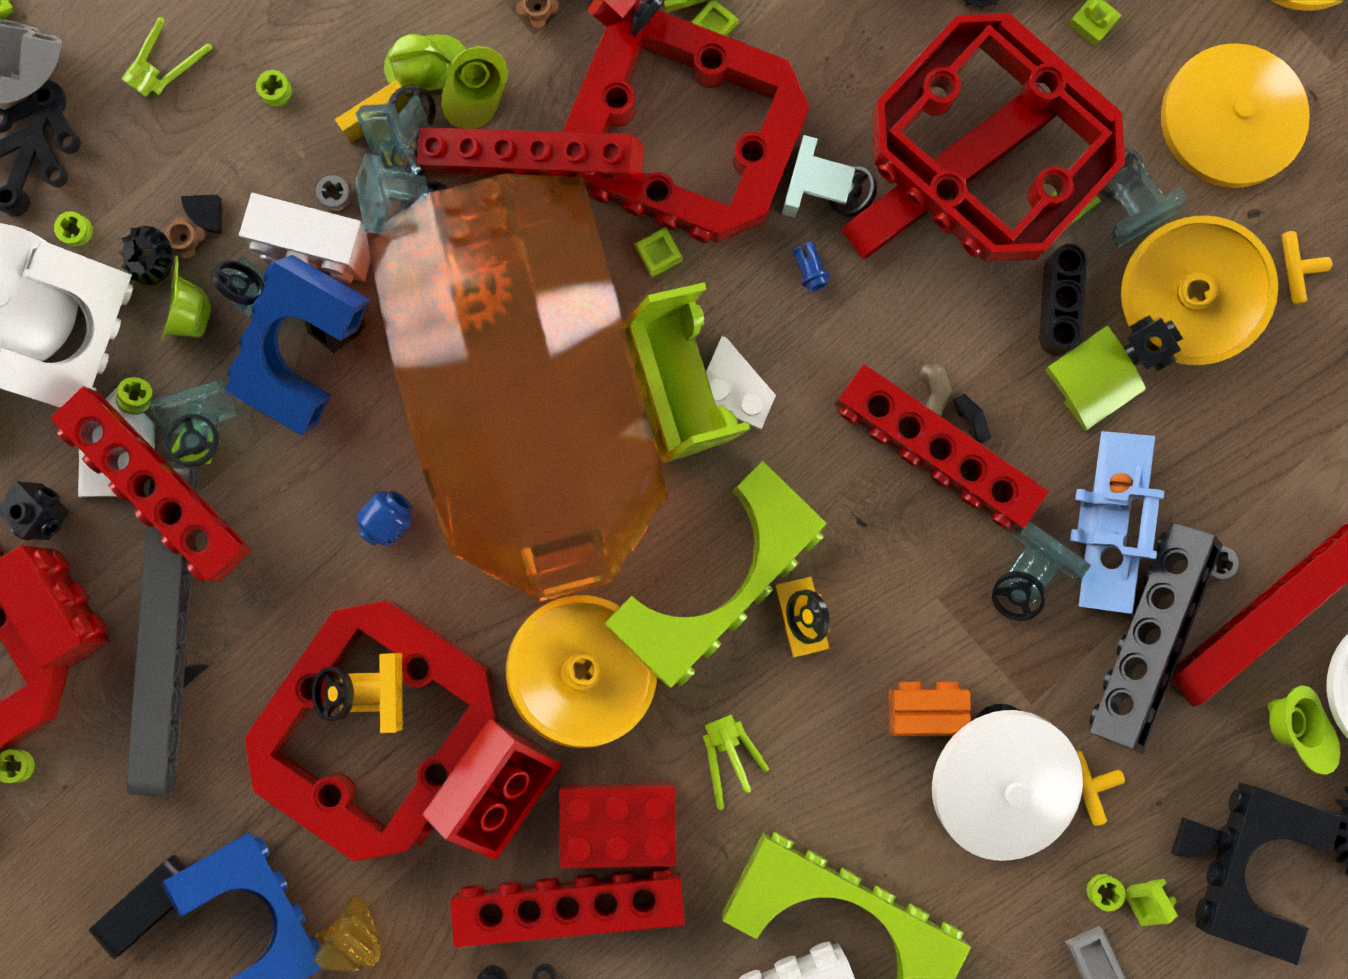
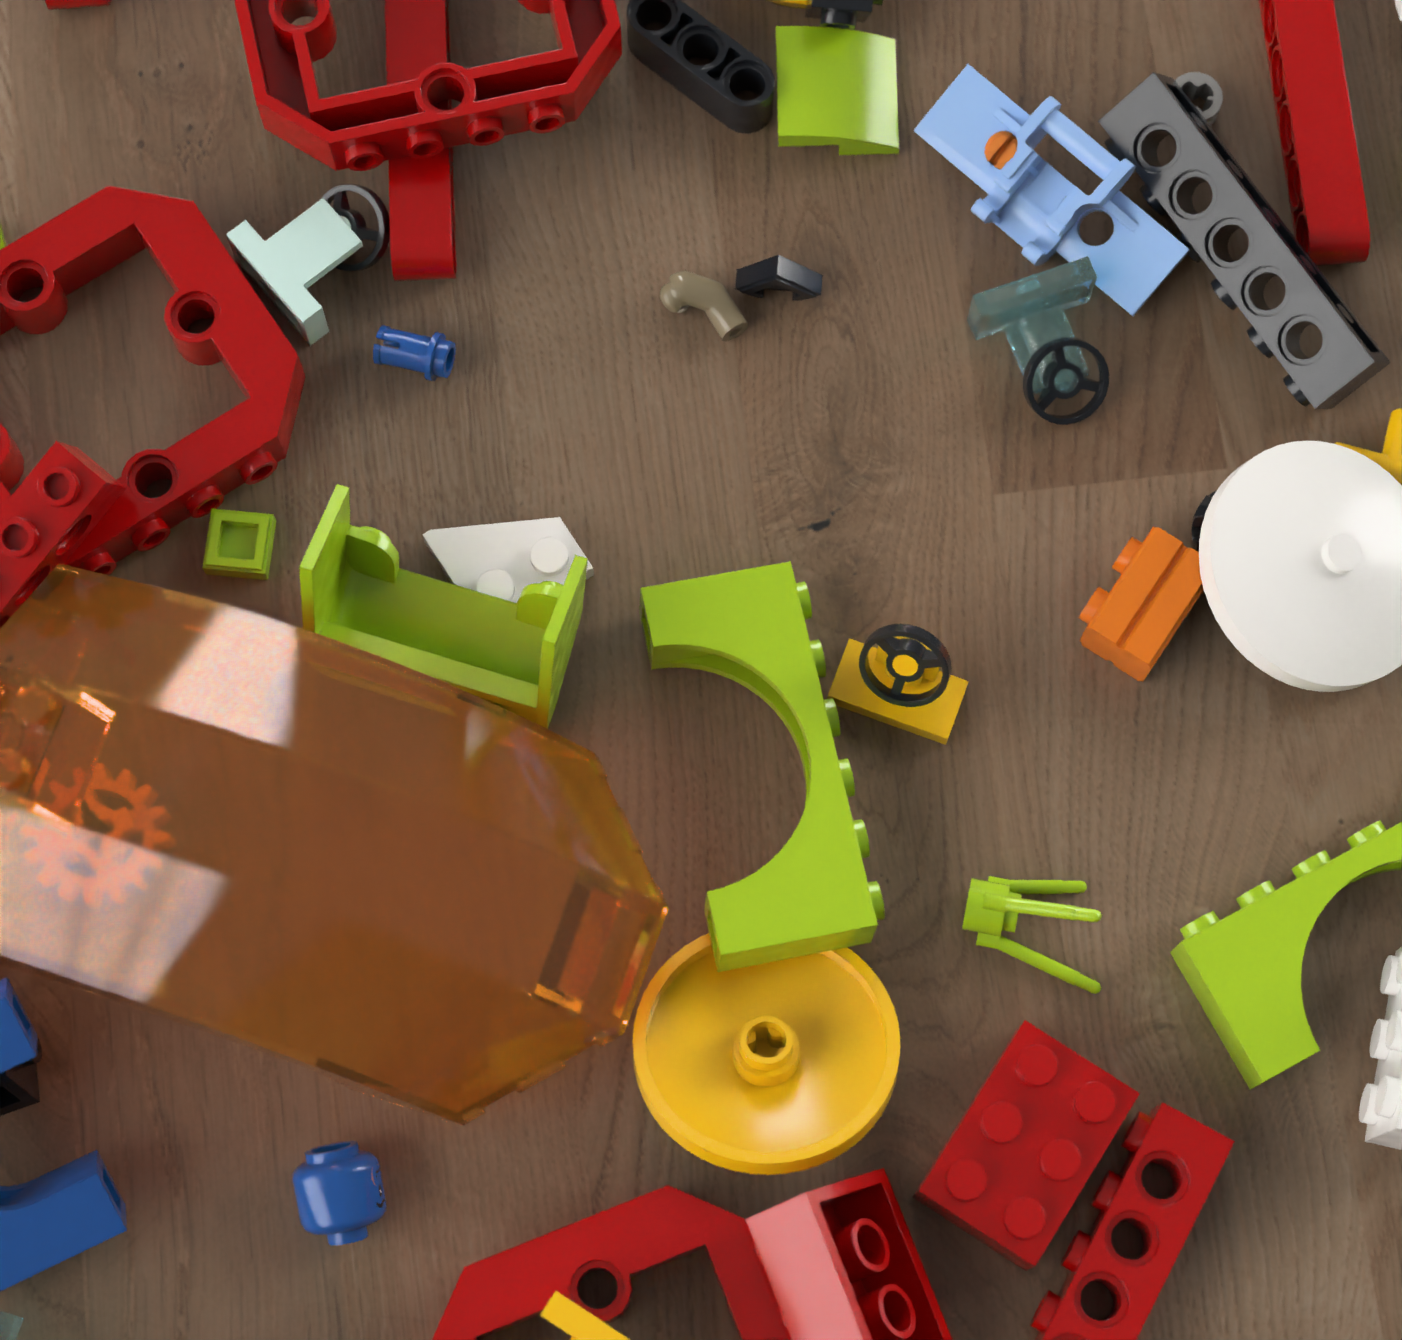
camera: 55 degrees left, 10 degrees down
(1022, 492) = (925, 281): red brick -> none

